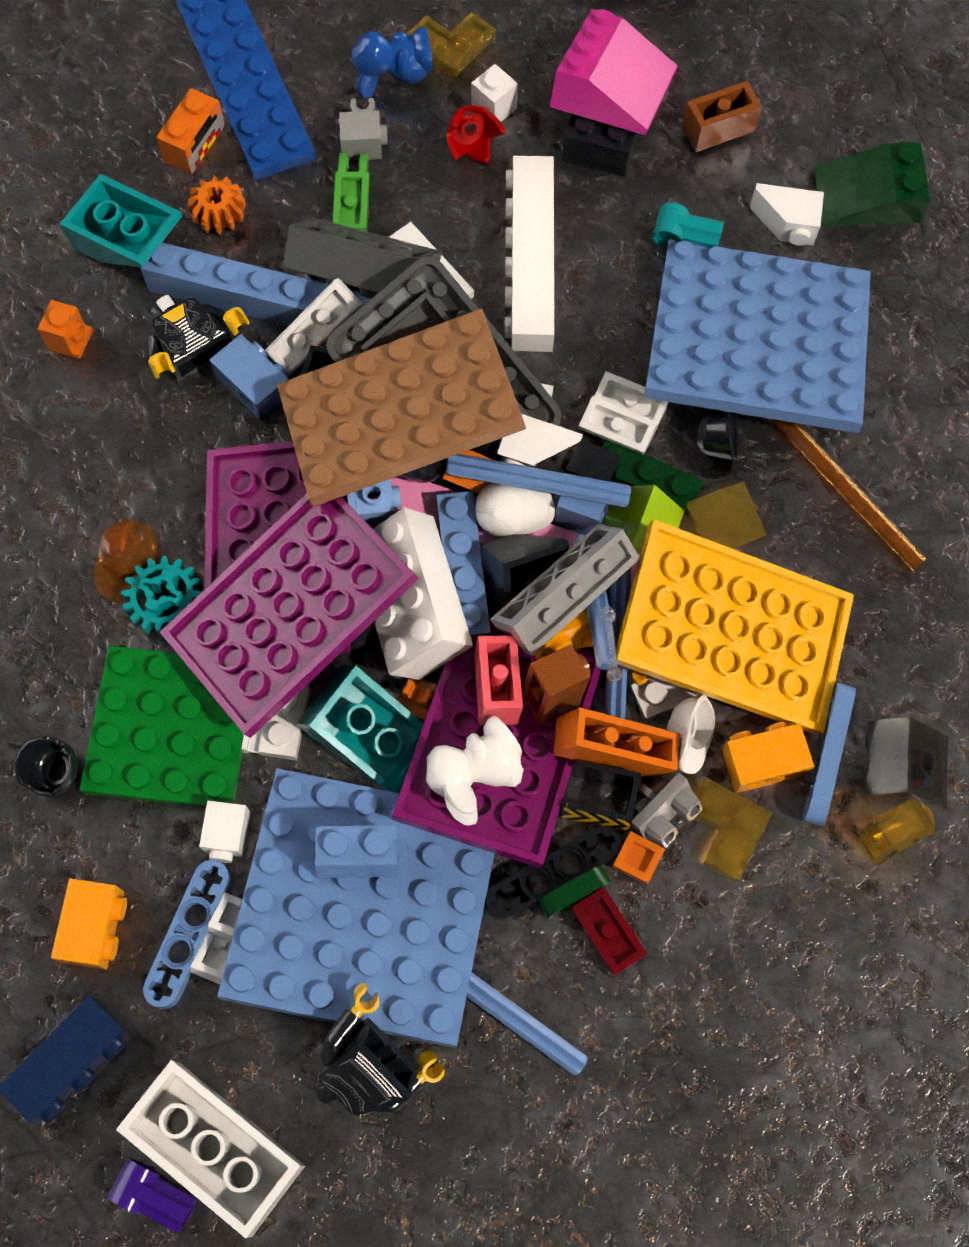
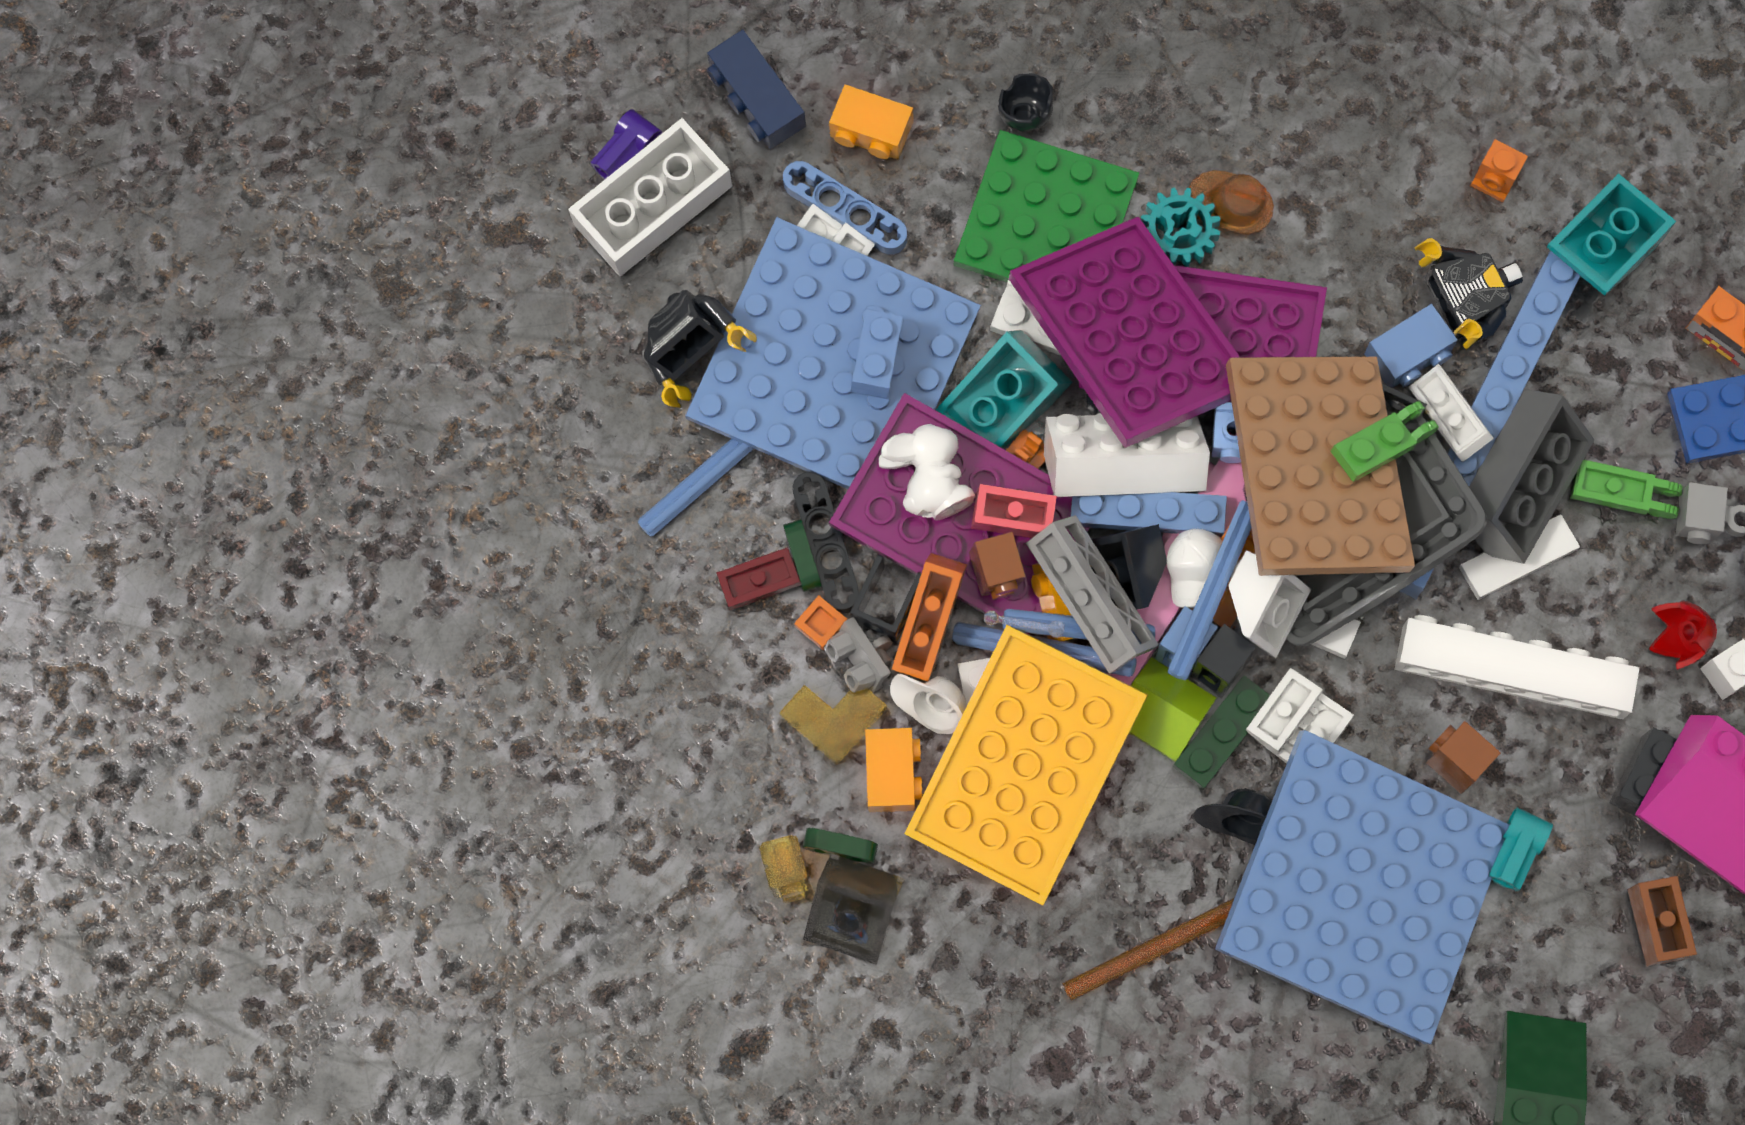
camera: 110 degrees right, 5 degrees up
(216, 204) = (1634, 332): orange gear -> none
(225, 831) = (930, 251): white brick -> none
(369, 353) = (1381, 442): none -> bright green hinge
(626, 273) = (1461, 756): none -> dark orange brick
(727, 516) = (1156, 800): clear yellow piece -> none
(789, 212) = (1519, 973): white slope -> none
(829, 755) = (882, 834): medium blue beam -> none
(852, 791) = (843, 845): none -> dark green beam

